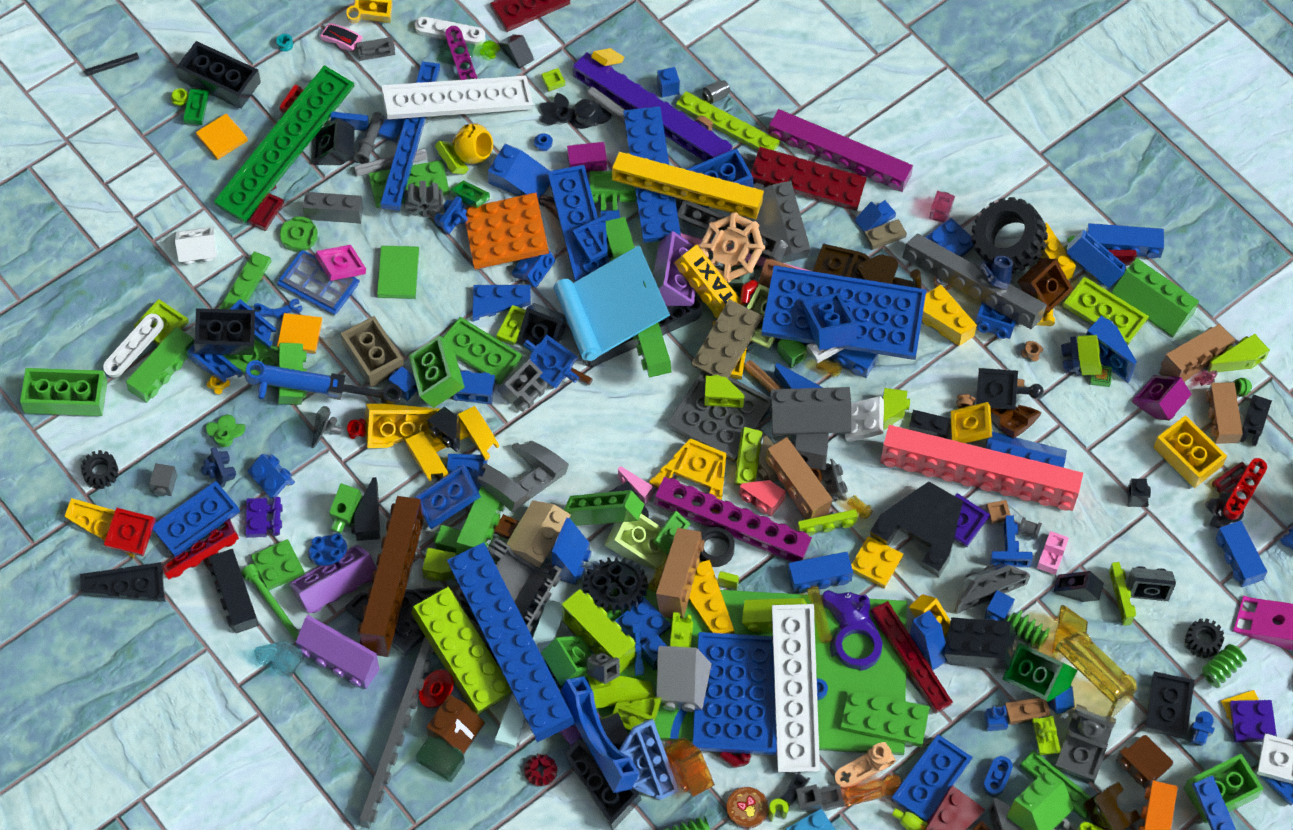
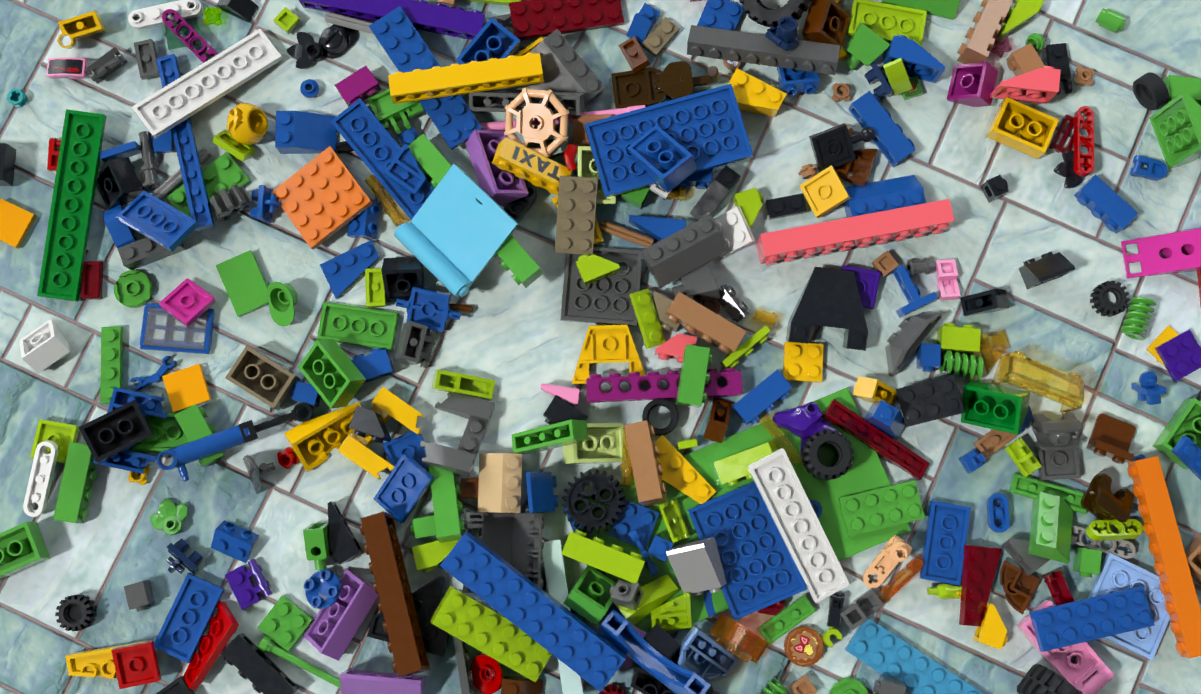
camera: 25 degrees left, 20 degrees up
(315, 177) = (120, 232): none -> blue slope
(353, 184) = (158, 221): none -> blue plate
(413, 58) = (146, 59): none -> dark grey plate
(423, 298) = (281, 302): none -> bright green piece
(470, 194) = (270, 175): green plate -> none
(548, 436) = (463, 384): none -> lime slope
(562, 266) = (389, 206): none -> clear yellow pin
(667, 533) = (615, 430): bright green plate -> none
(743, 776) = (786, 619): none -> bright green tile
(764, 517) = (694, 376): none -> bright green brick
(767, 573) = (718, 420): none -> reddish brown slope
(852, 236) = (634, 54): none -> reddish brown plate
(855, 654) = (843, 449): none -> black tyre
(872, 381) = (716, 193): none -> black slope
(1037, 605) = (959, 339): none -> lime brick
(1055, 400) = (887, 134): none -> blue brick
(1071, 319) = (864, 46): none -> bright green torso
(1122, 593) = (1023, 291): lime plate -> none
(1169, 705) = (1108, 375): black plate -> none
(1208, 411) = (1033, 86): none -> coral slope
(1272, 440) = (1080, 80): none -> medium nougat plate

